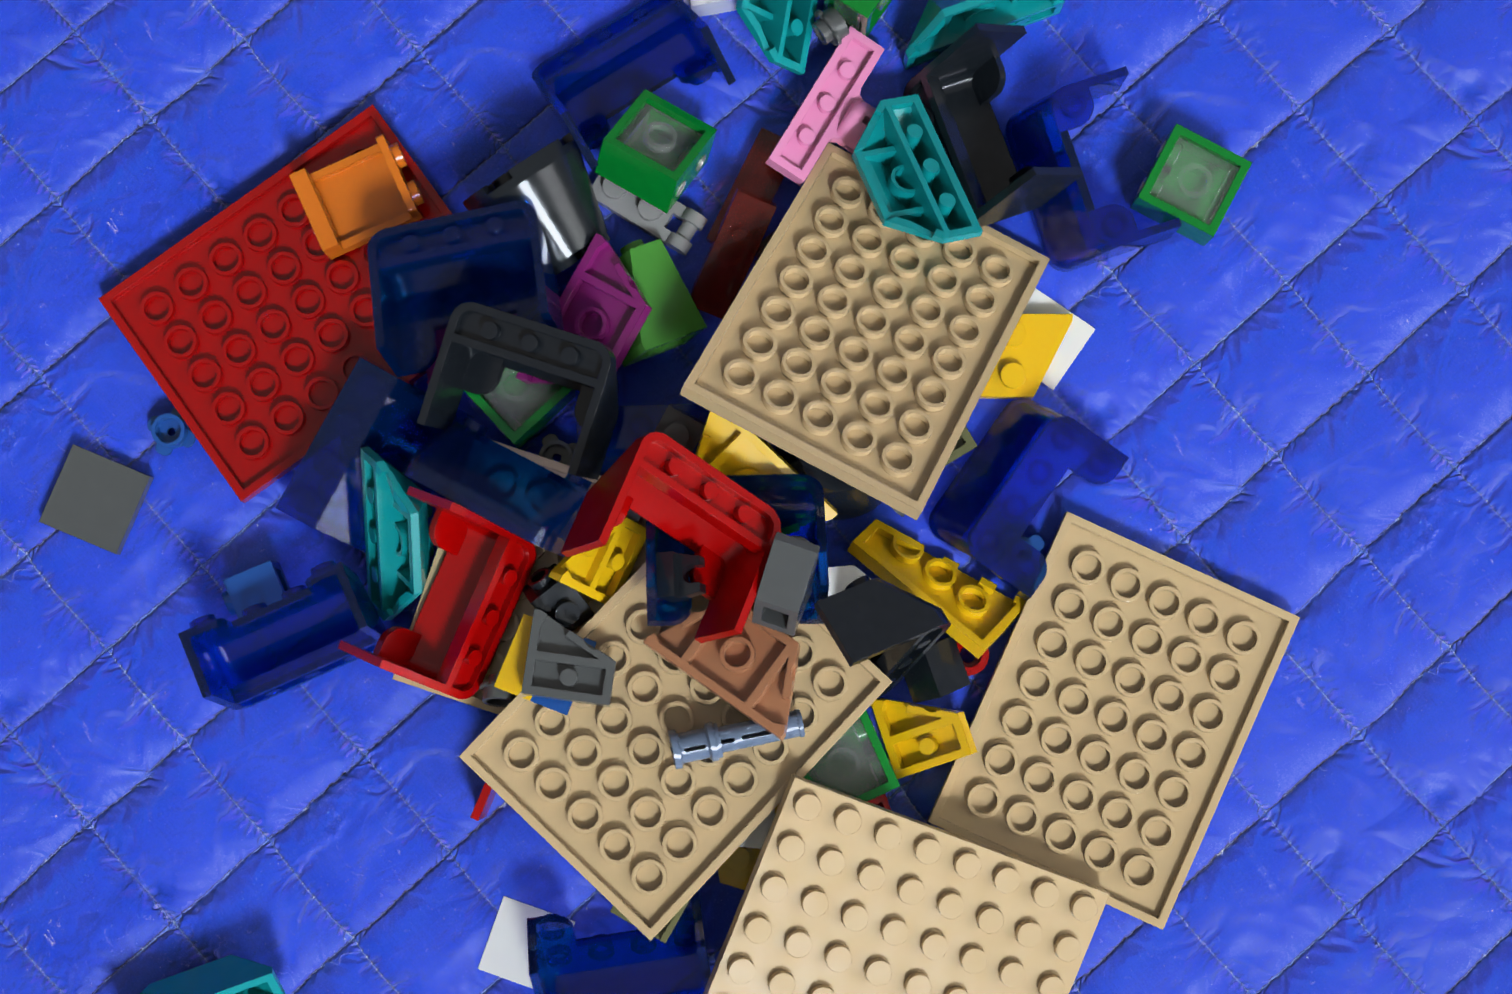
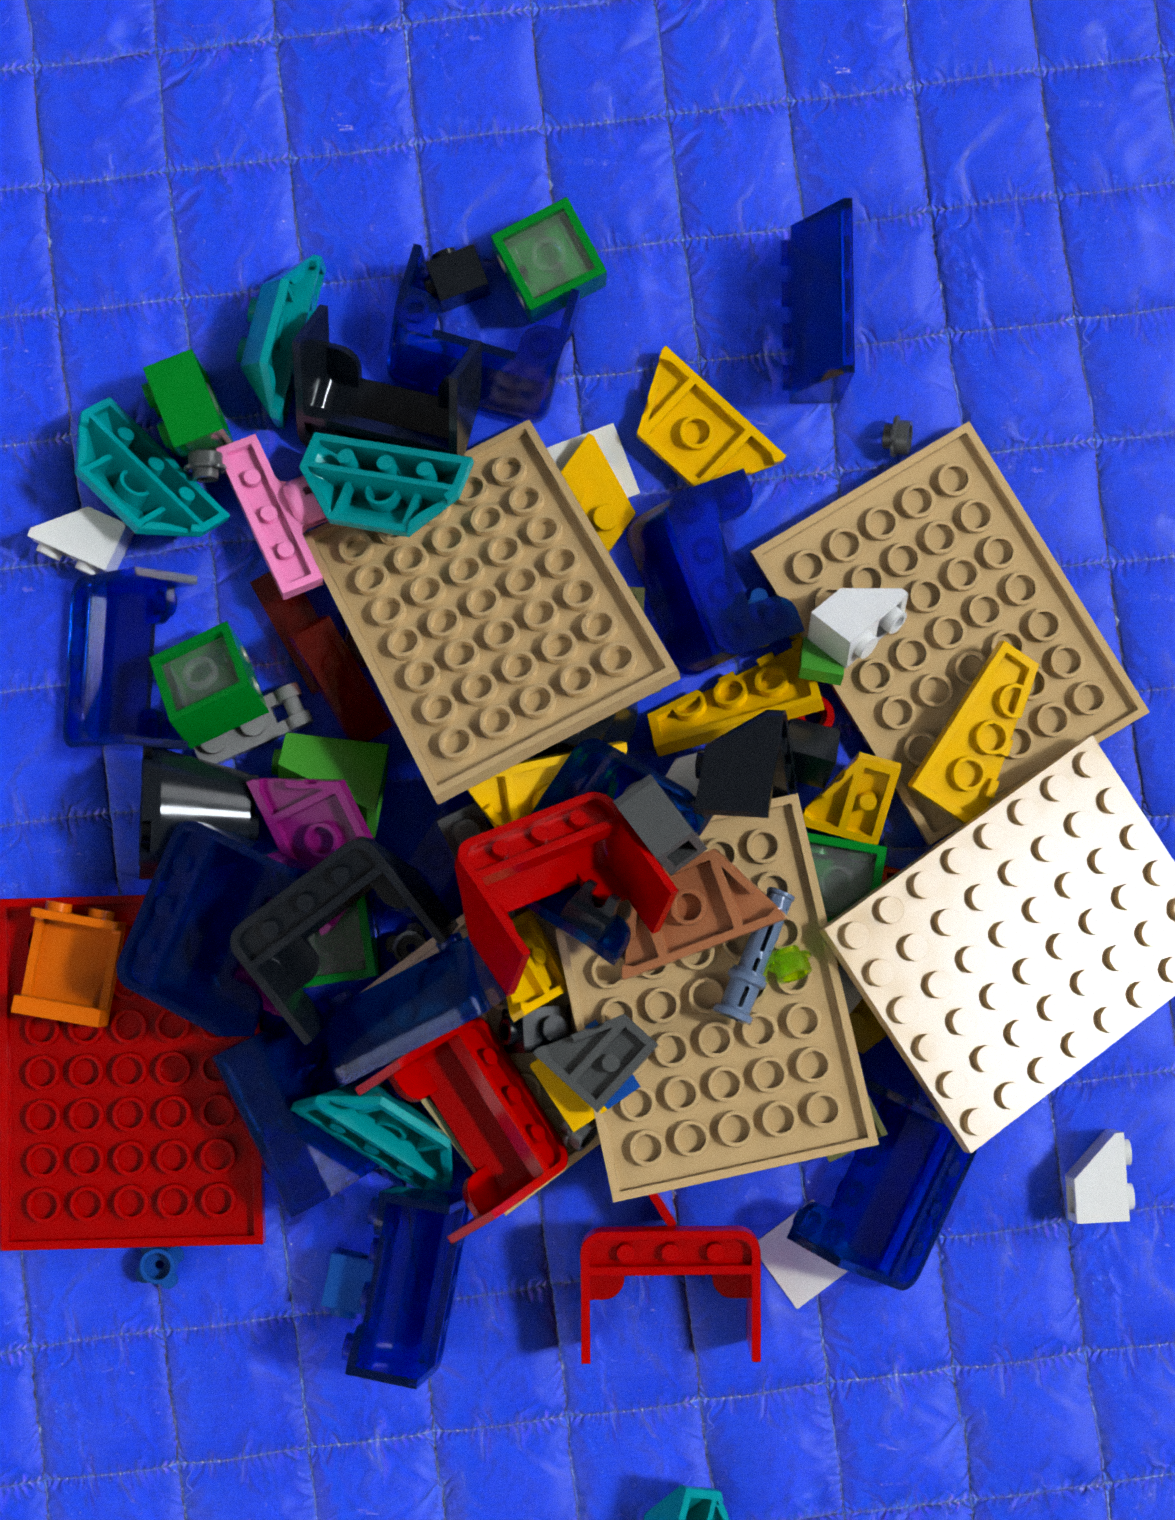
camera: 60 degrees left, 0 degrees up
(96, 499) = (173, 1369): dark grey tile -> none
(421, 787) = (724, 1252): none -> red windscreen
(747, 769) = (790, 964): none -> clear neon green plate
(1016, 630) = (818, 665): none -> bright green tile
(1034, 801) = (970, 750): none -> yellow wing
(1068, 634) = (855, 621): none -> white slope
(1123, 120) = (455, 277): none -> black brick
(1138, 400) = (698, 428): none -> yellow wing
(1246, 568) = (898, 436): none -> dark grey plate
(1306, 428) = (819, 305): none -> clear blue slope

